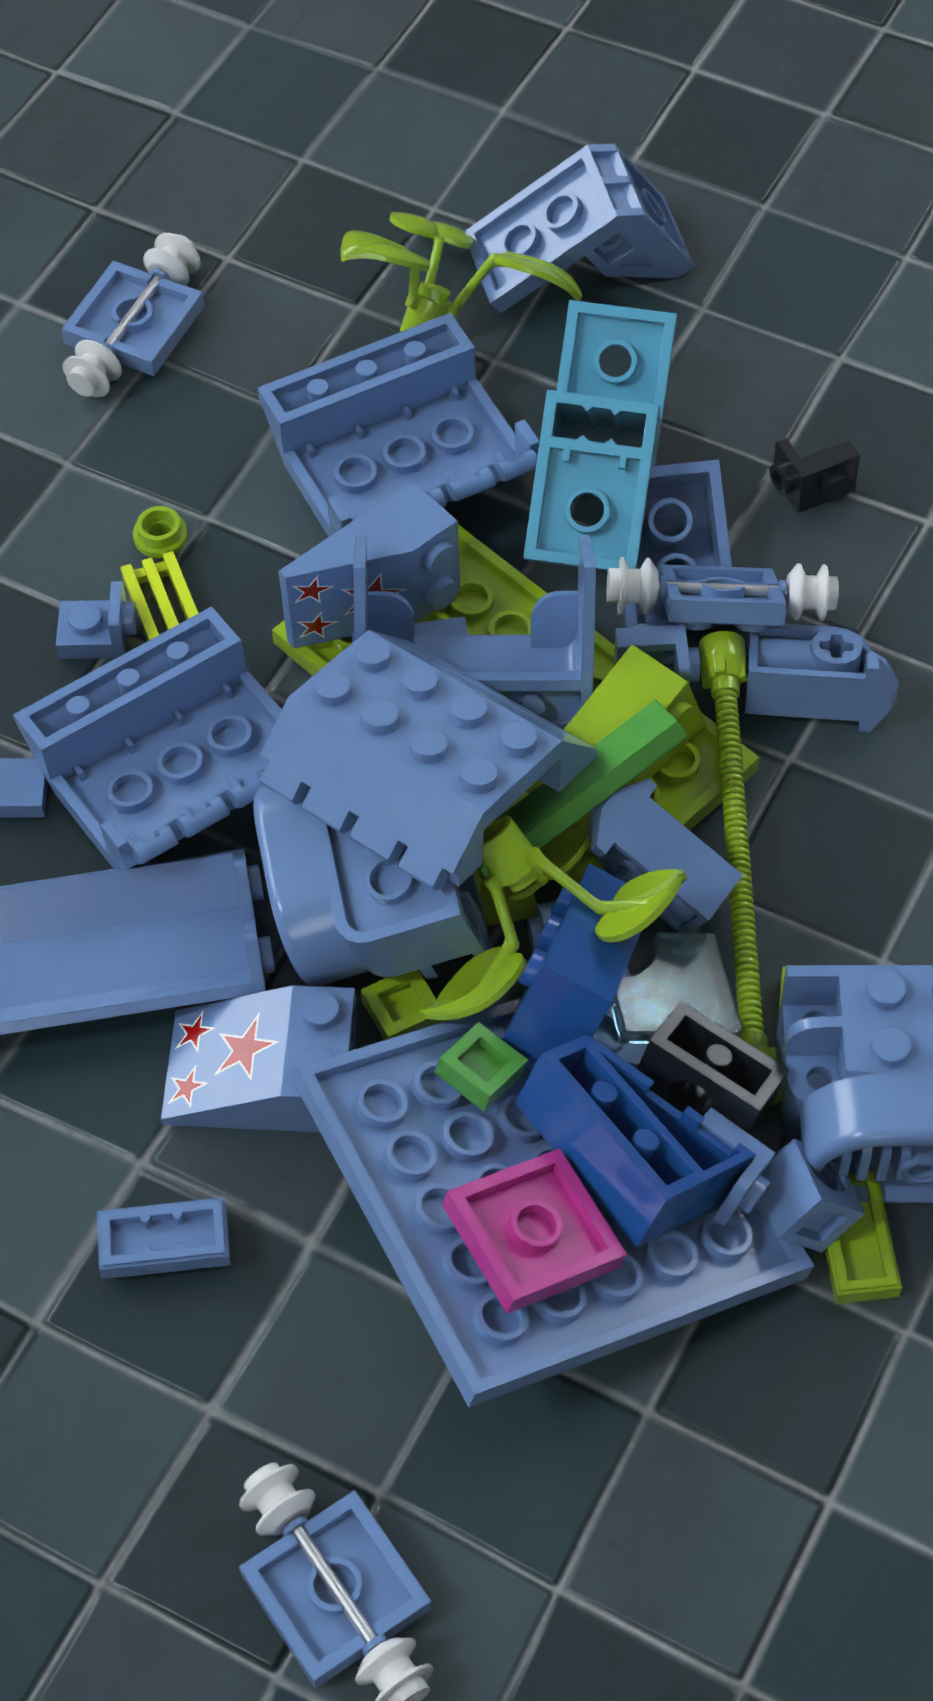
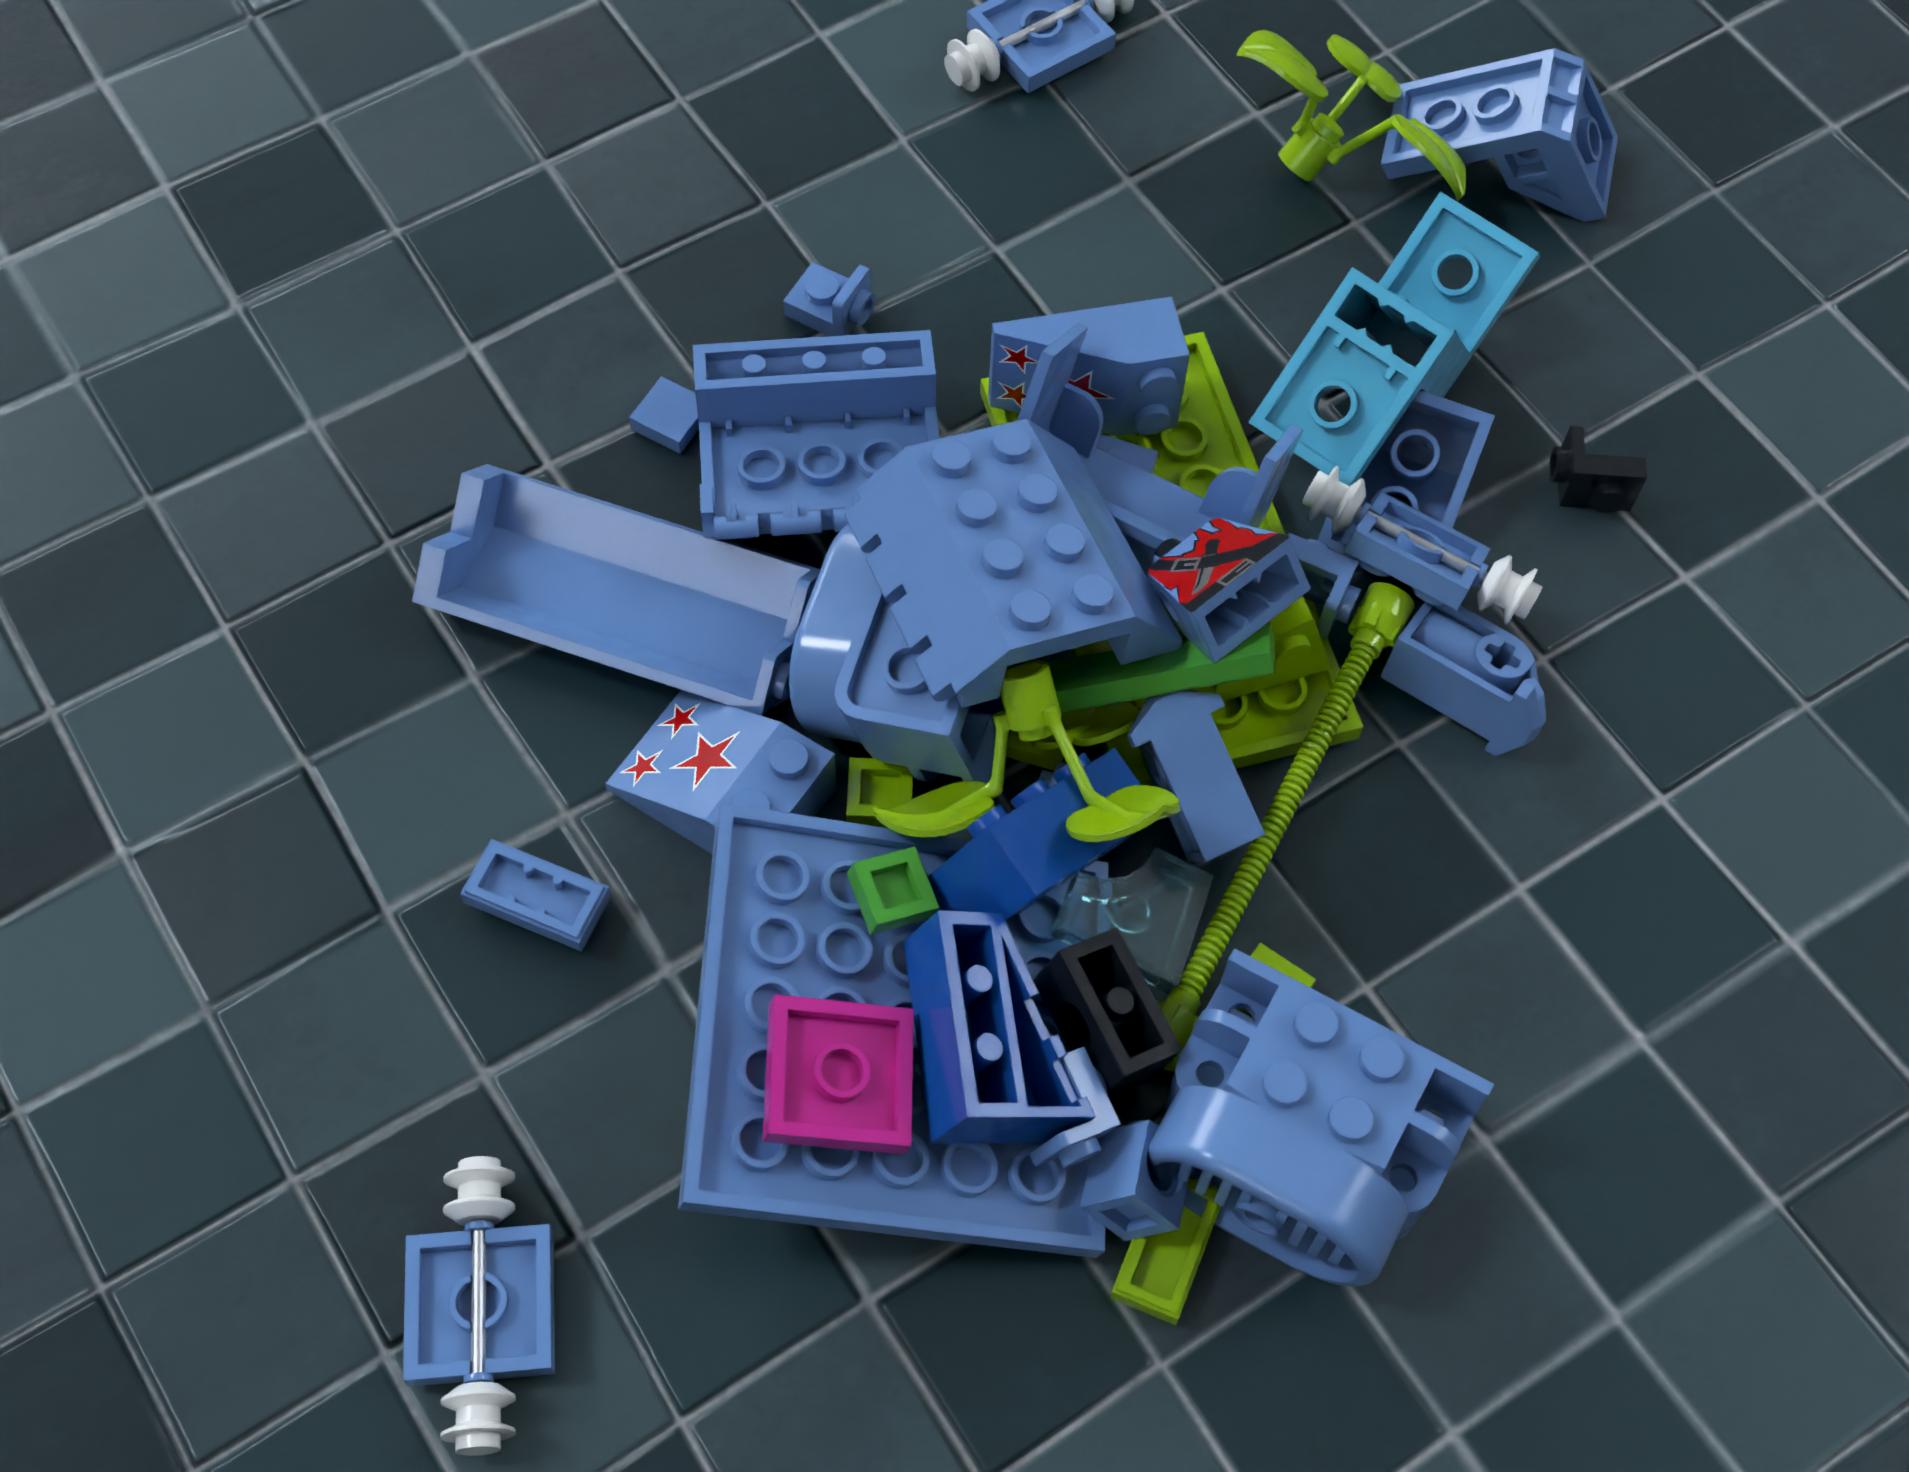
camera: 25 degrees right, 5 degrees up
(152, 573) = (909, 275): neon yellow tile -> none
(159, 532) = (941, 240): lime plate -> none
(392, 418) = (1216, 233): medium blue slope -> none
(605, 684) = (1226, 583): none -> torso

